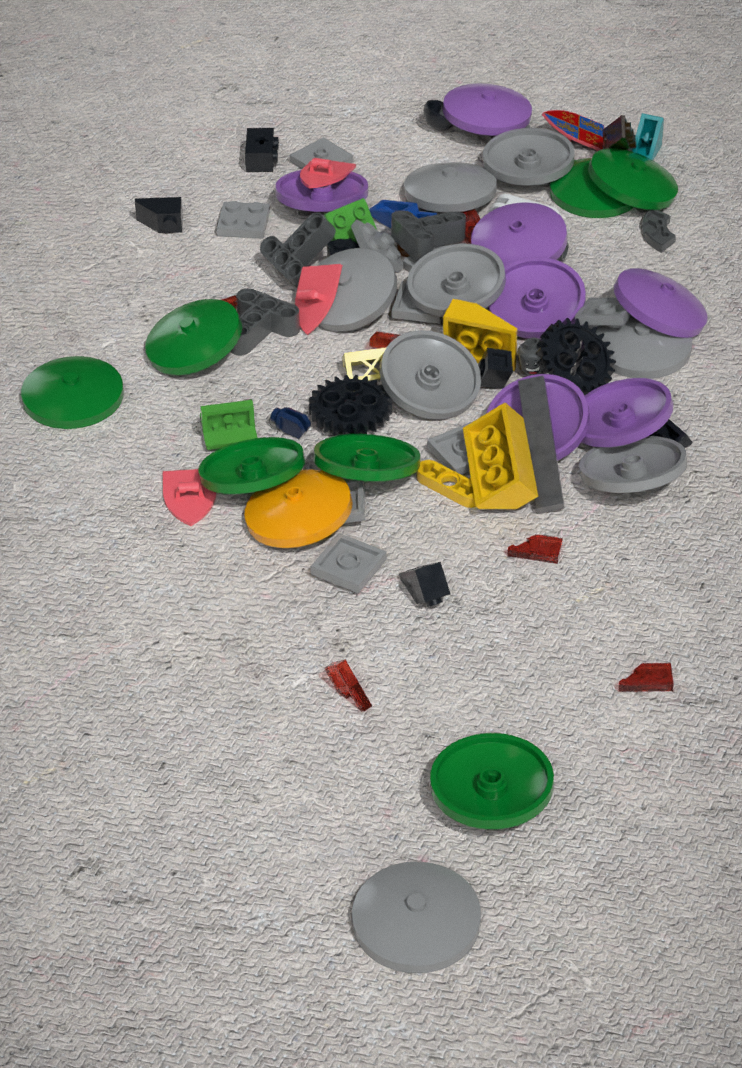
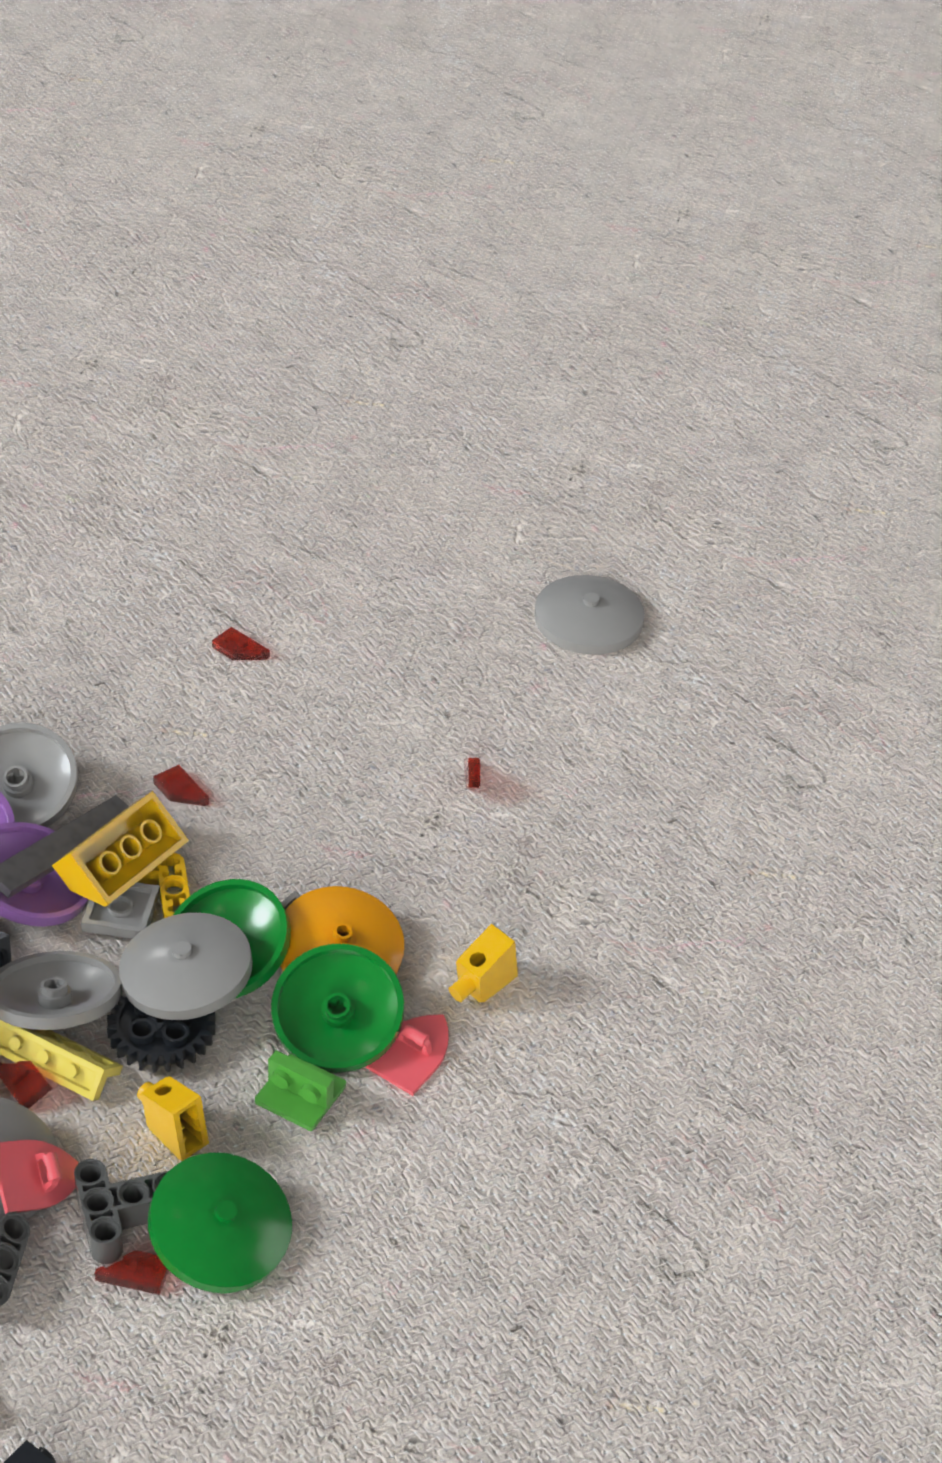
camera: 145 degrees left, 0 degrees up
(72, 392) = (409, 1267): green dish -> none
(183, 538) = (485, 966): none -> yellow torso
(281, 362) = (174, 1116): none -> yellow torso
(290, 421) = (240, 1056): dark blue arm -> none
(348, 562) = (354, 866): light grey plate -> none
(365, 419) = (185, 966): none -> light grey dish
(426, 583) = (313, 810): black slope -> none
(492, 781) = (450, 636): green dish -> none

